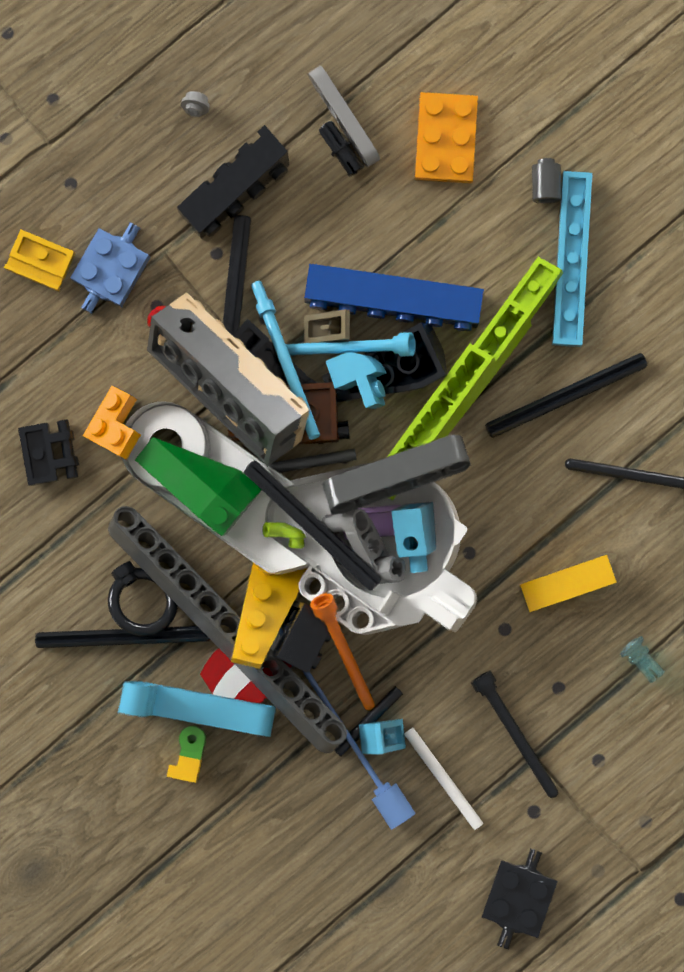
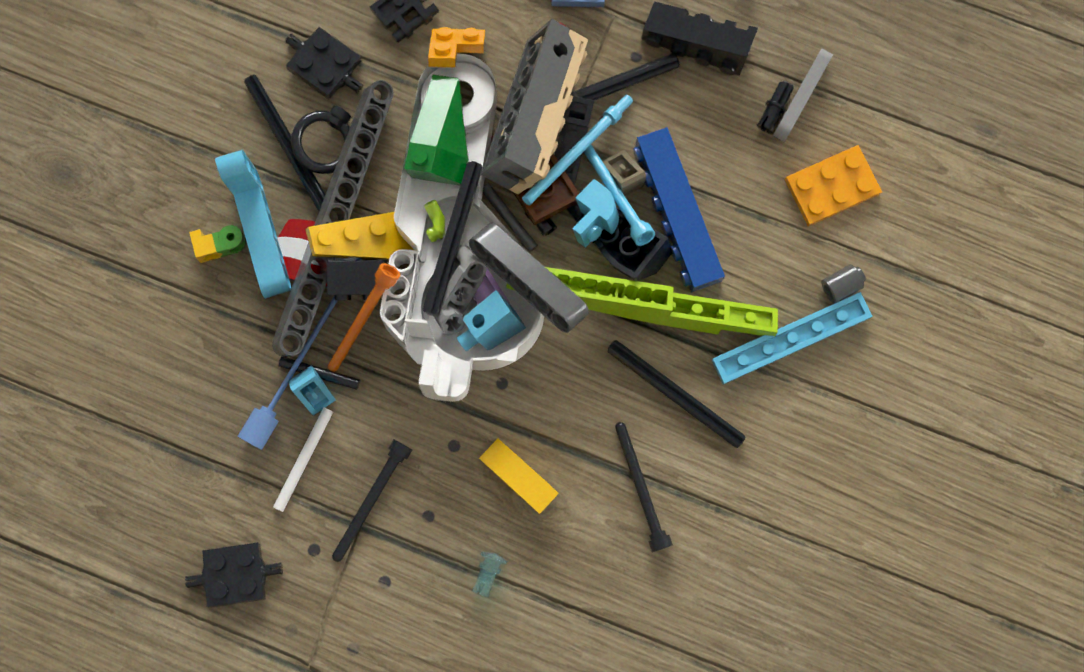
camera: 60 degrees right, 5 degrees down
(60, 559) = (324, 63): none -> black plate

